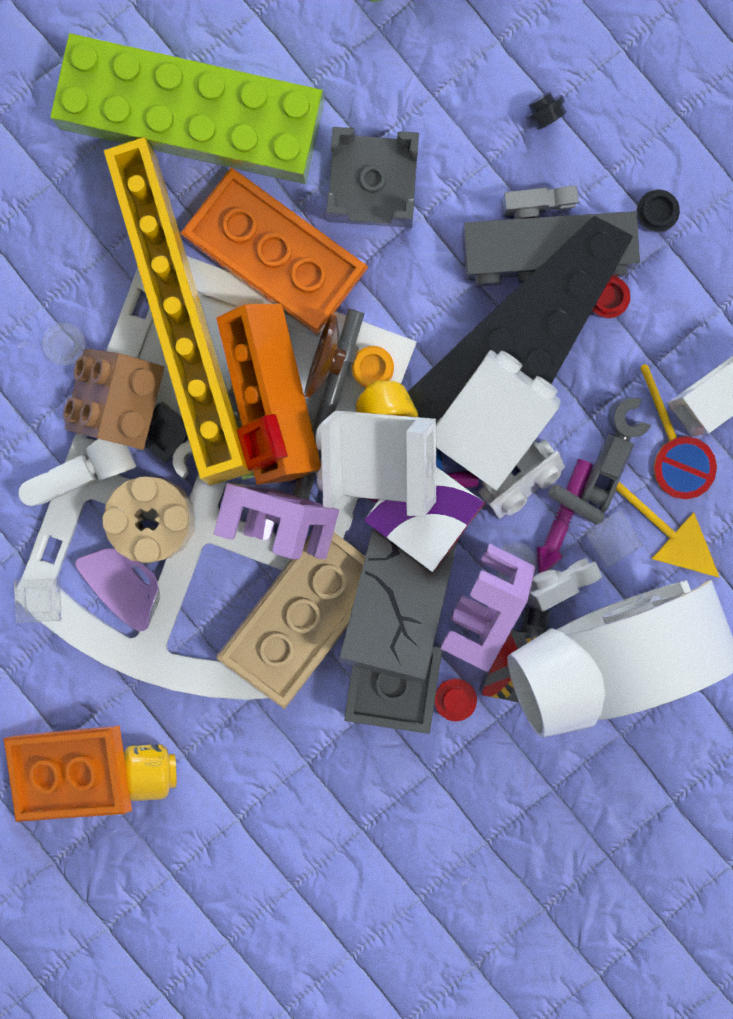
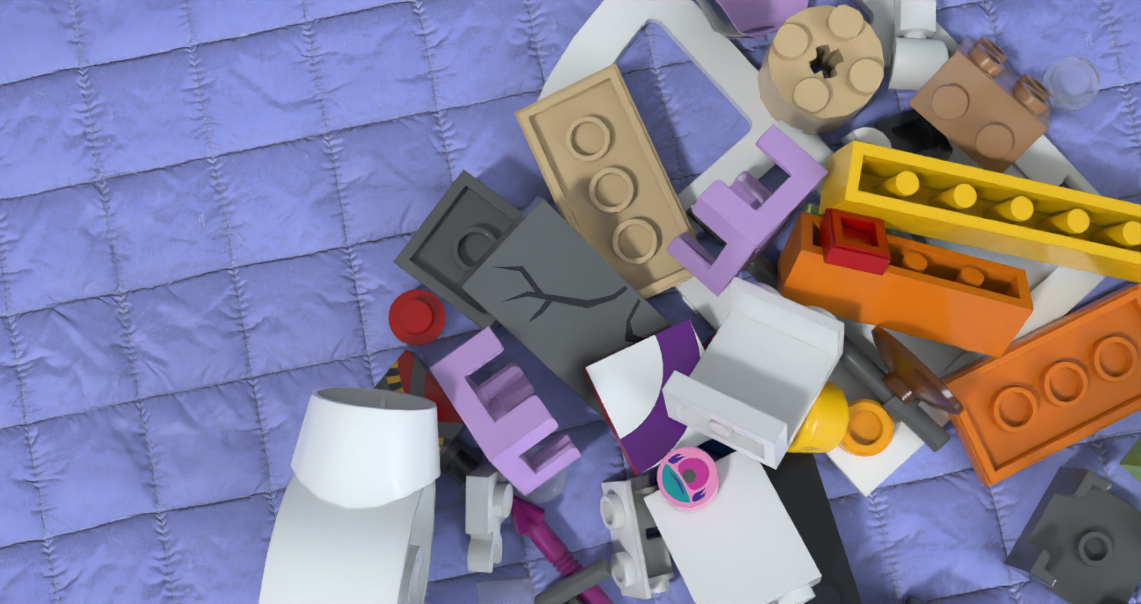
camera: 120 degrees right, 5 degrees down
(469, 469) = (688, 478): none -> tile

